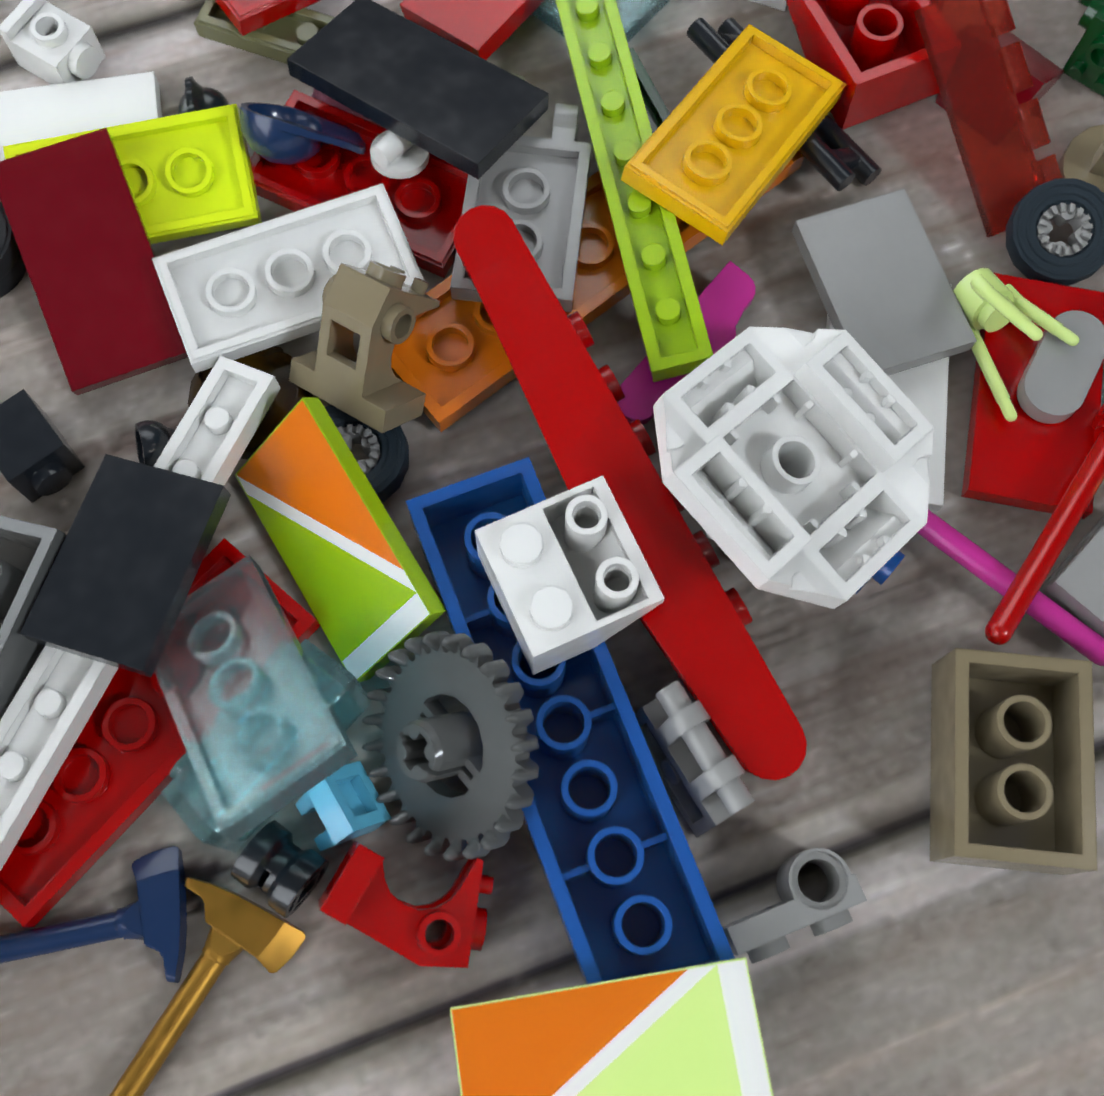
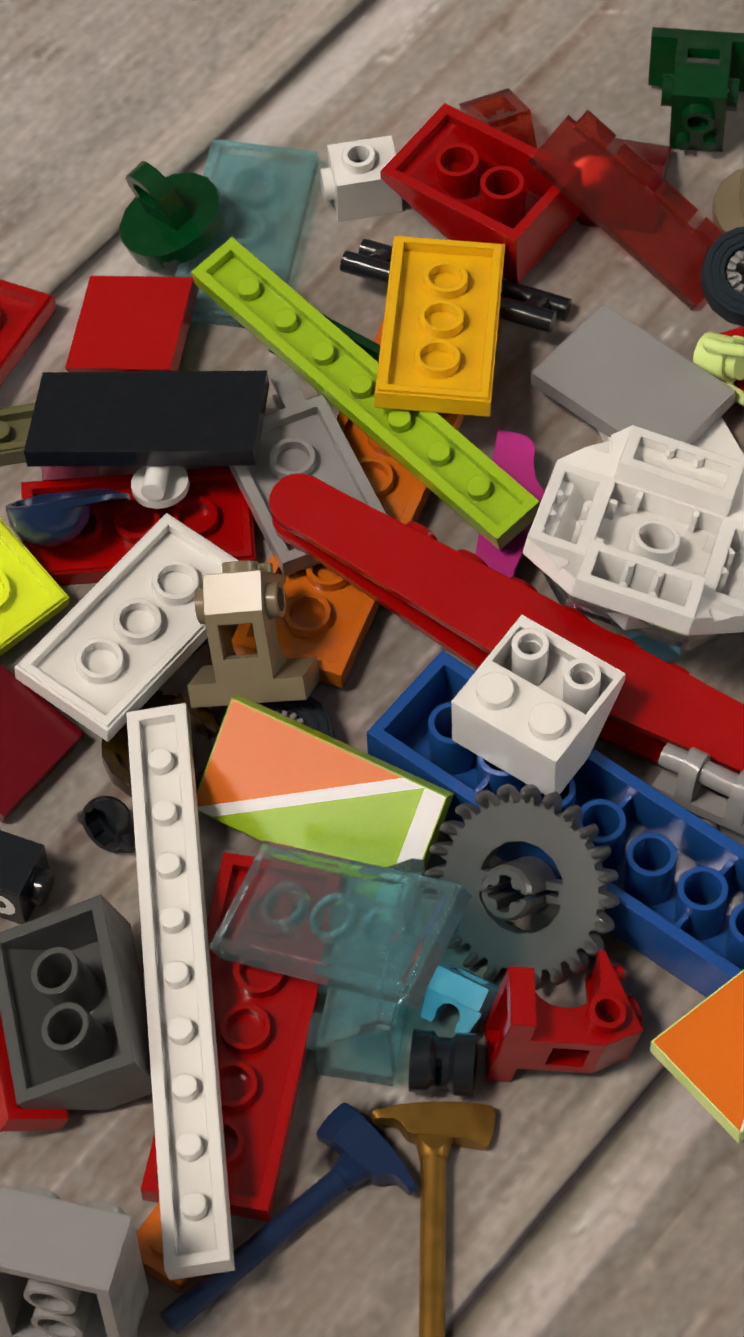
camera: 25 degrees left, 15 degrees down
(127, 565) = (173, 893): black tile -> none

